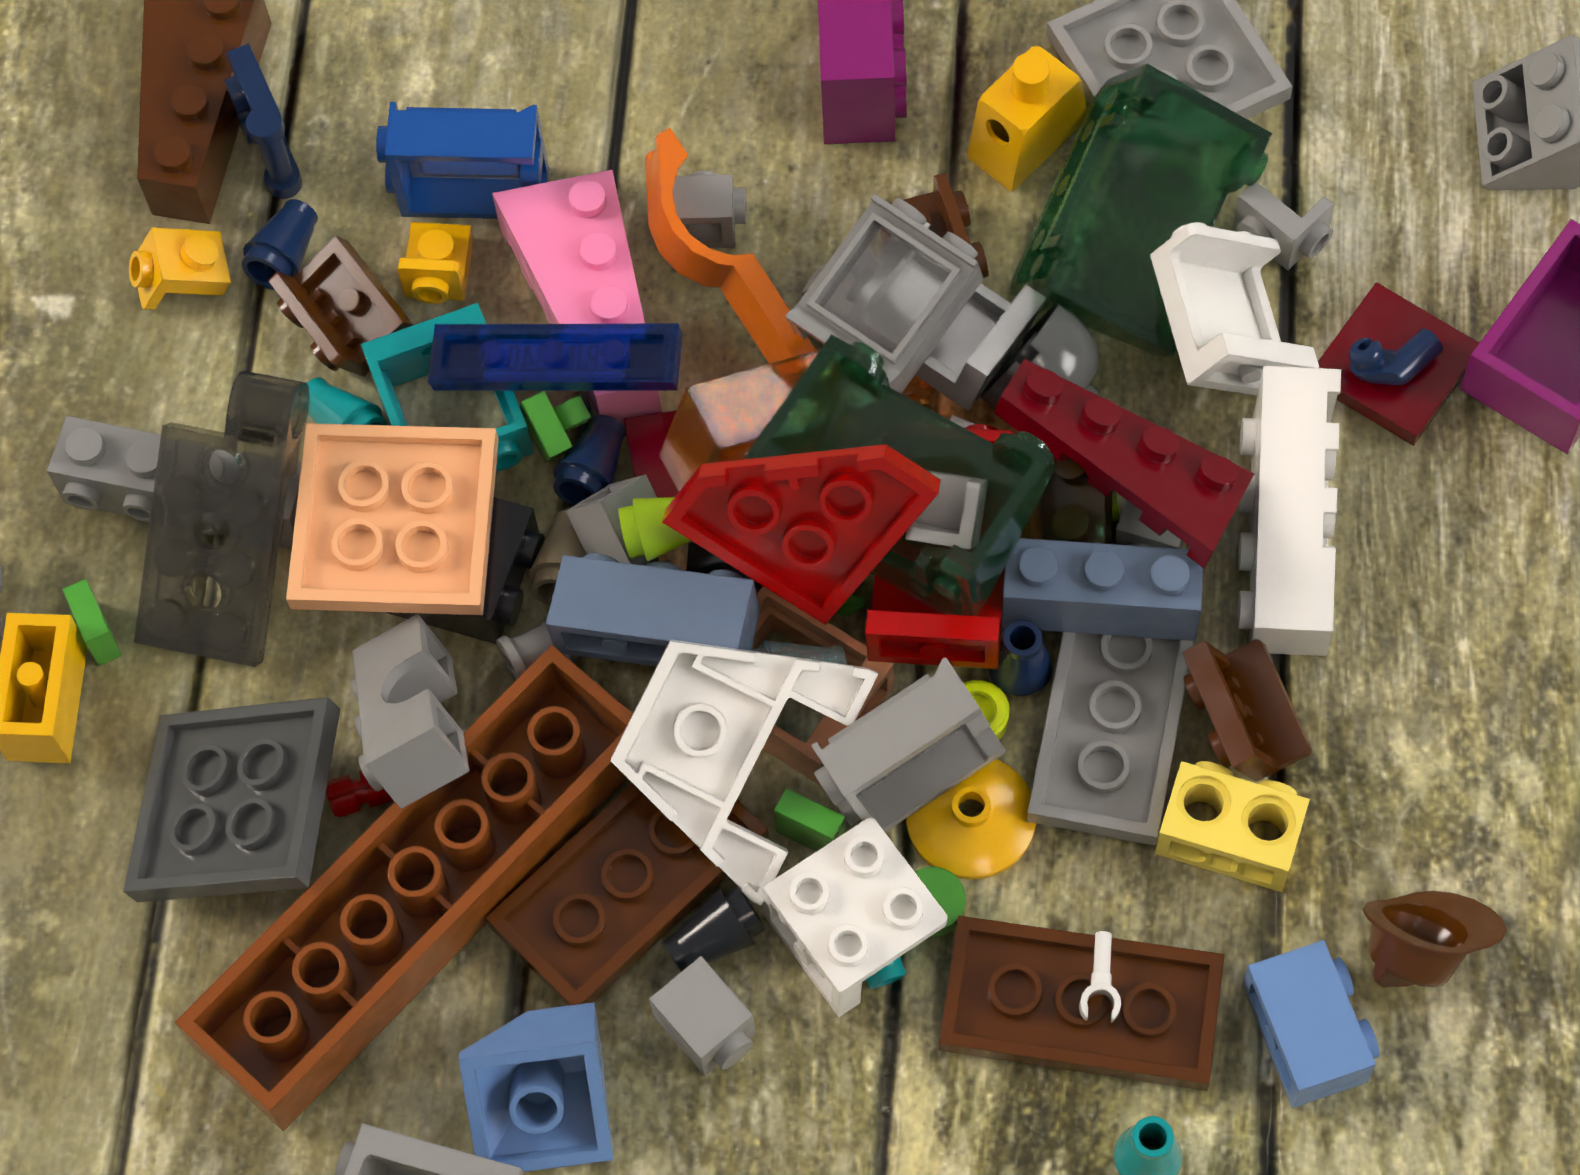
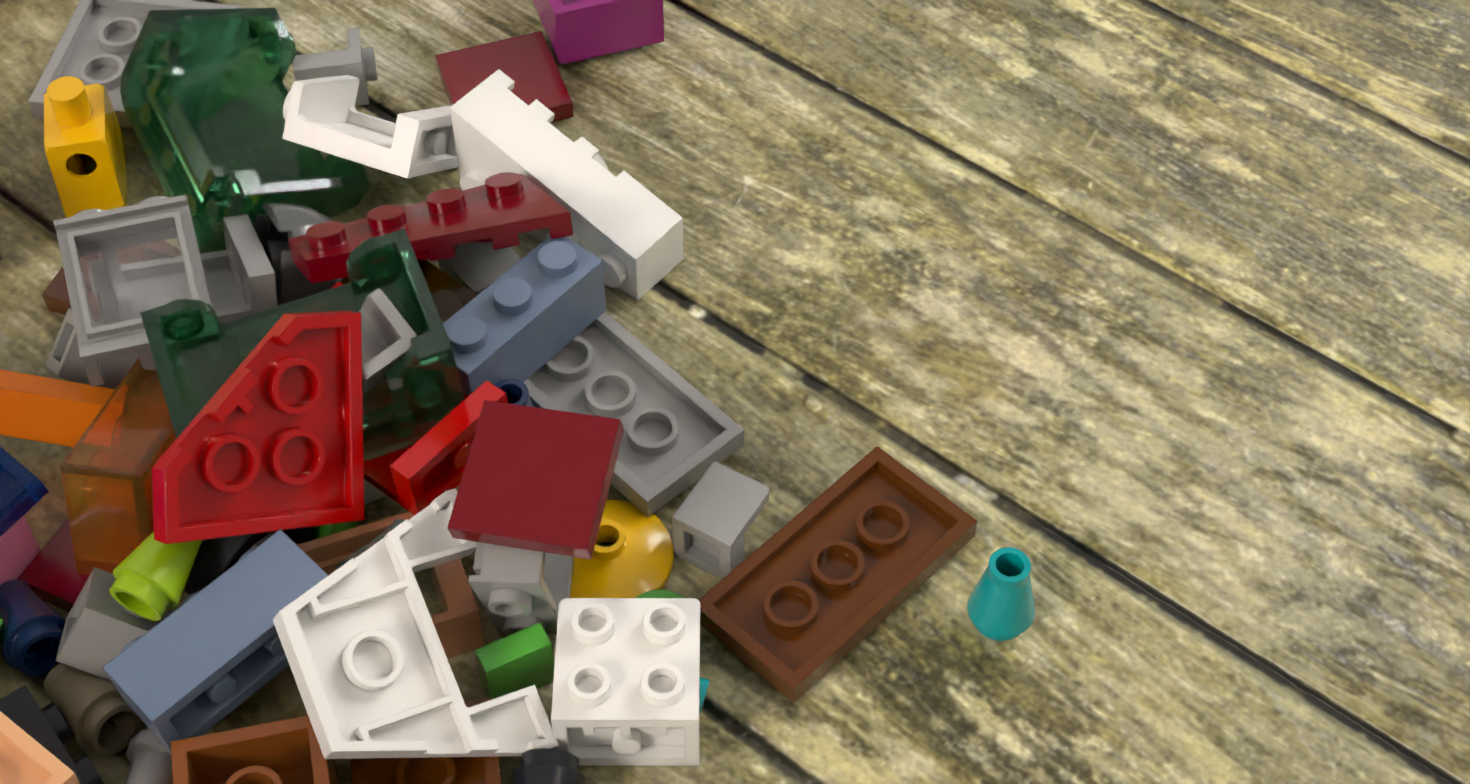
camera: 60 degrees left, 15 degrees down
(919, 729) = (536, 479): none -> dark red tile
(1054, 877) = (715, 519): none -> light grey panel
(1101, 976) = (855, 531): white hand -> none
(1227, 842) = (777, 378): light yellow brick -> none
(1248, 708) = (689, 312): reddish brown bracket -> none
(1311, 1023) = (975, 430): medium blue brick -> none
(1393, 367) = (513, 63): dark blue arm -> none
(1427, 936) = (967, 318): reddish brown piece -> none

